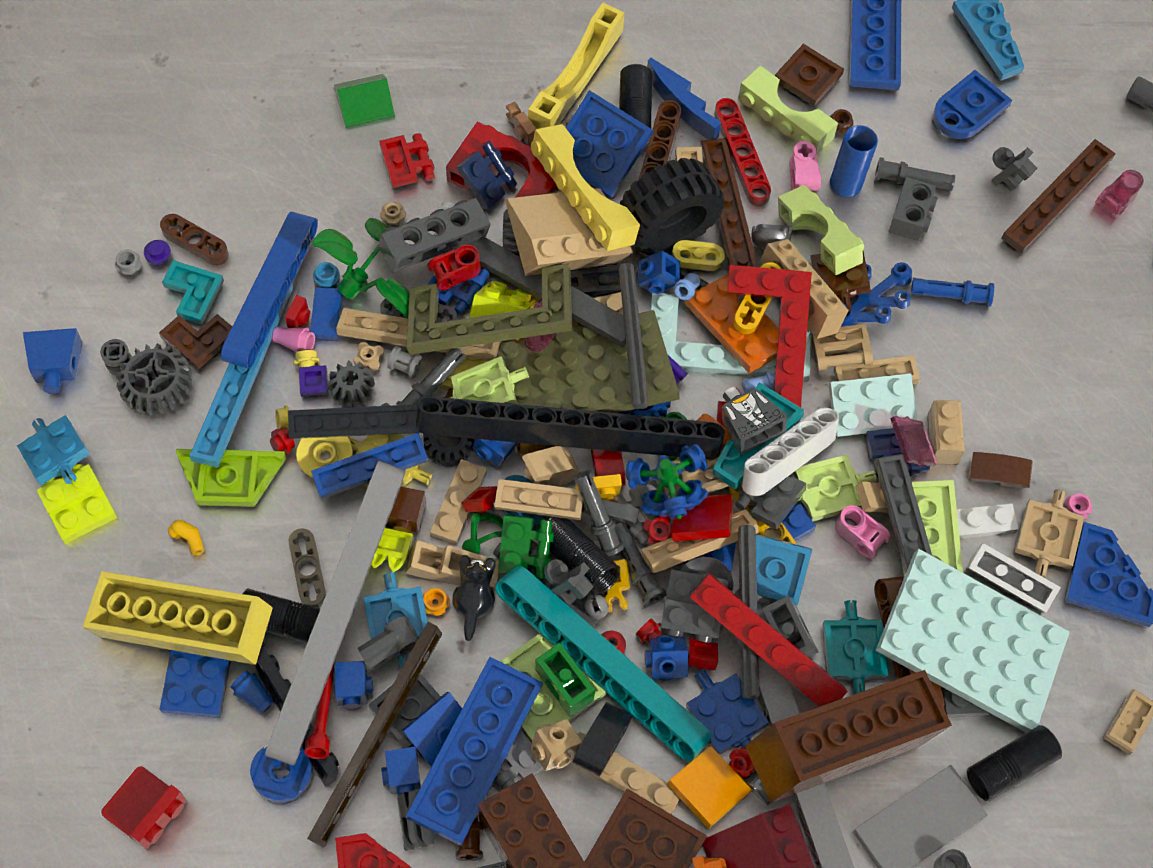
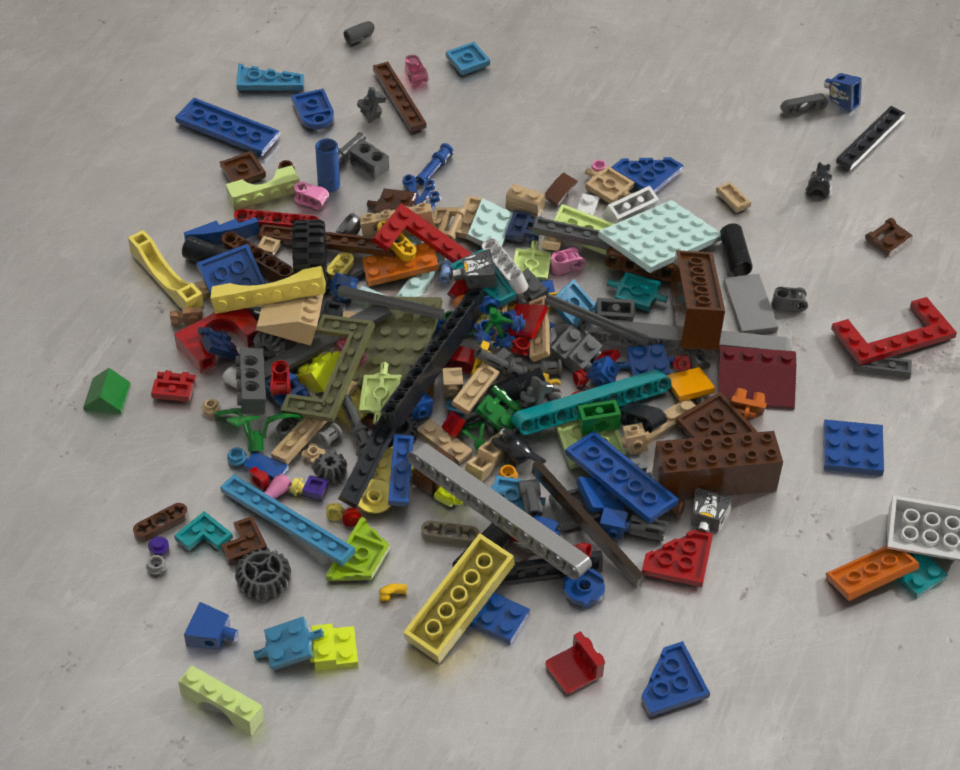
camera: 65 degrees left, 15 degrees down
(113, 353) = (232, 590): dark grey wheel -> none
(252, 692) = (522, 586): blue cone -> none
(269, 290) = (237, 482): blue beam -> none
(686, 287) = (363, 276): light blue pin -> none
(767, 642) = (599, 321): red arch -> none
(804, 210) = (343, 203): yellowish green arch -> none
(913, 441) = (530, 212): clear pink piece -> none

